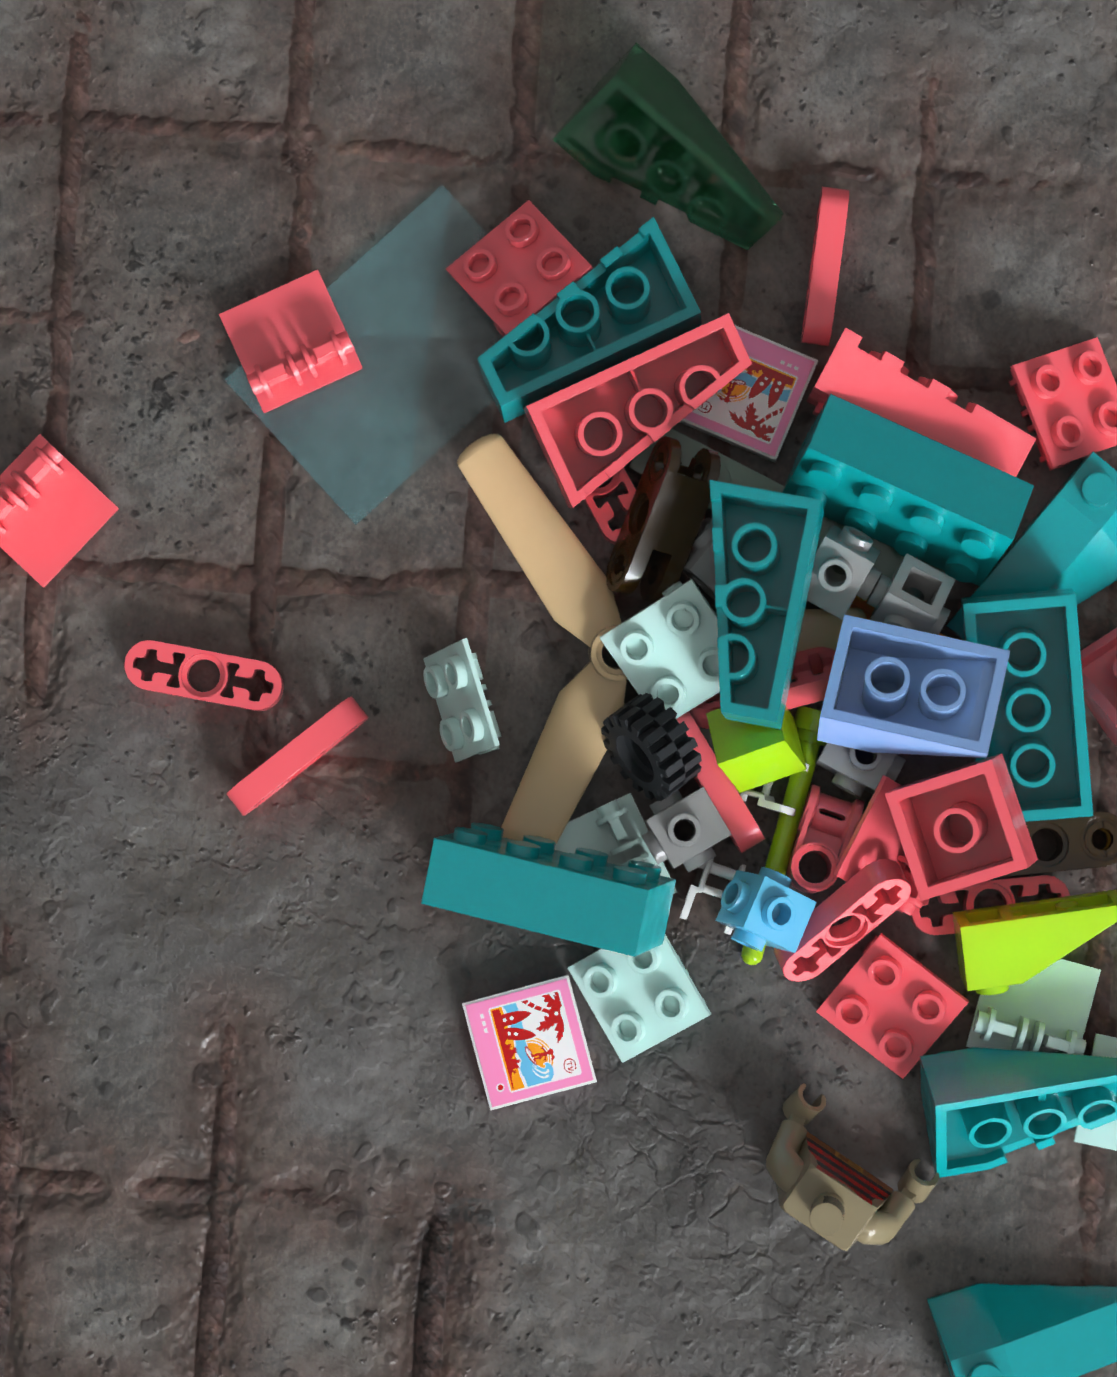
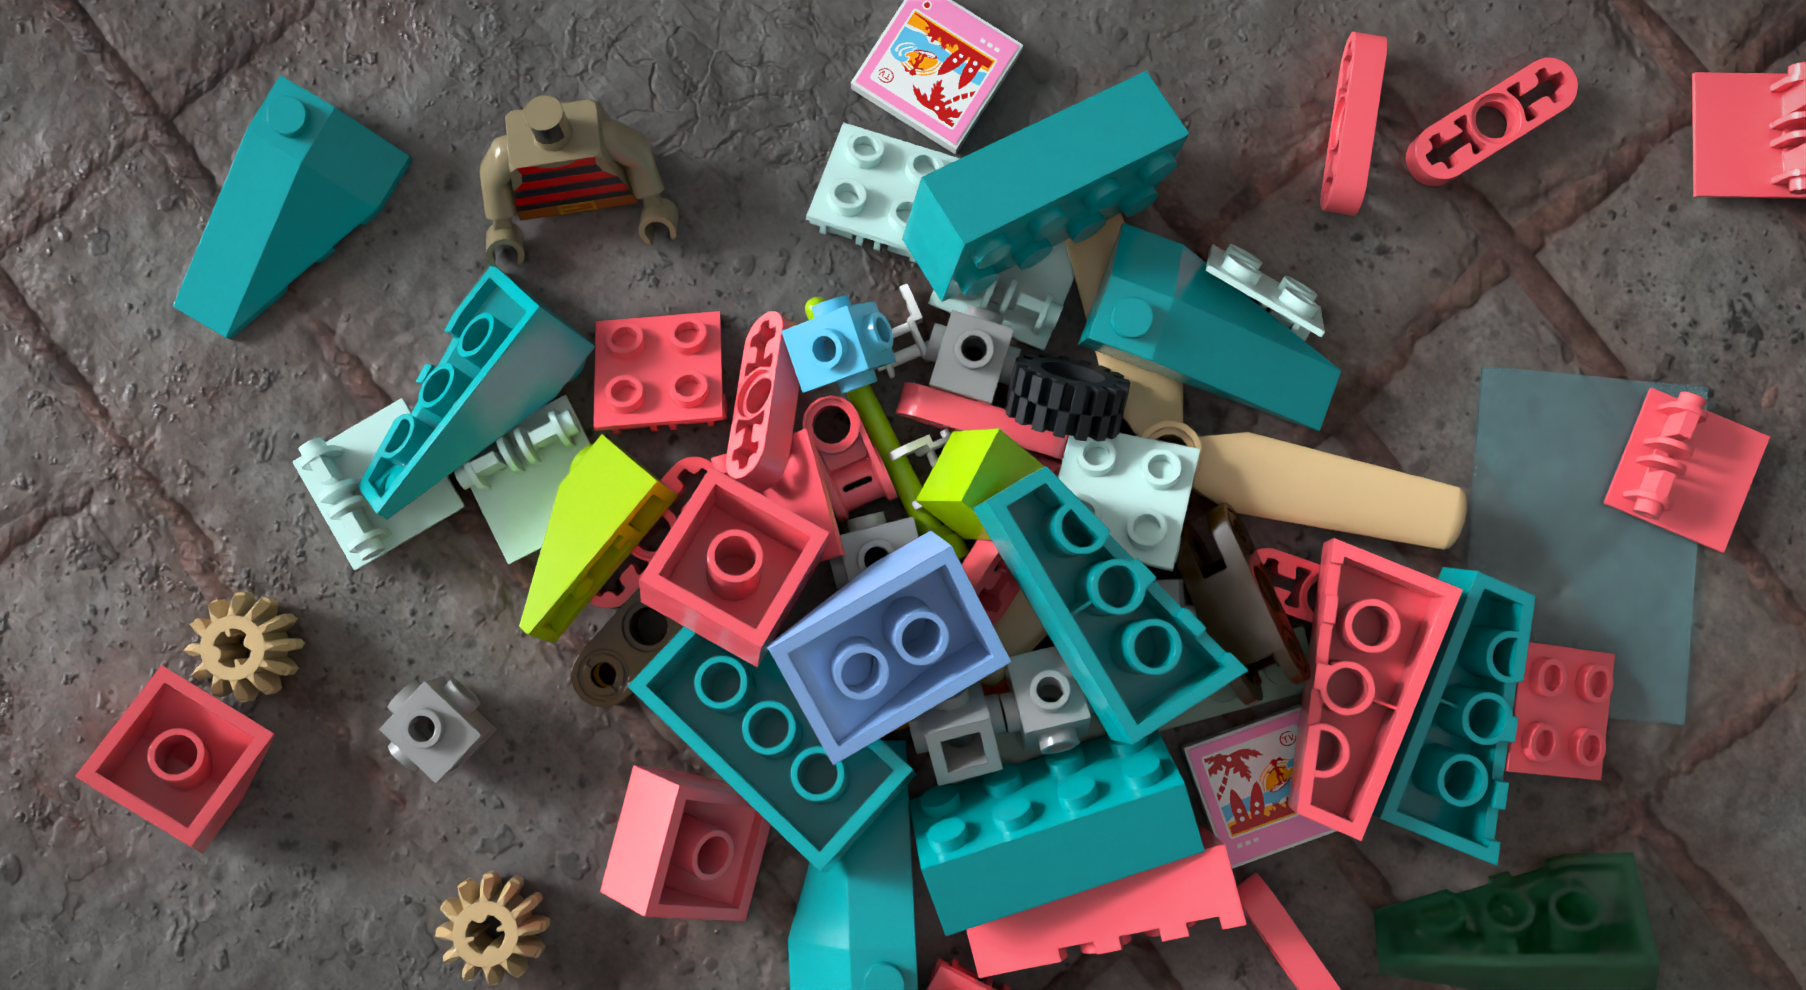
camera: 140 degrees right, 0 degrees up
(540, 729) = (1190, 326): none -> teal wedge

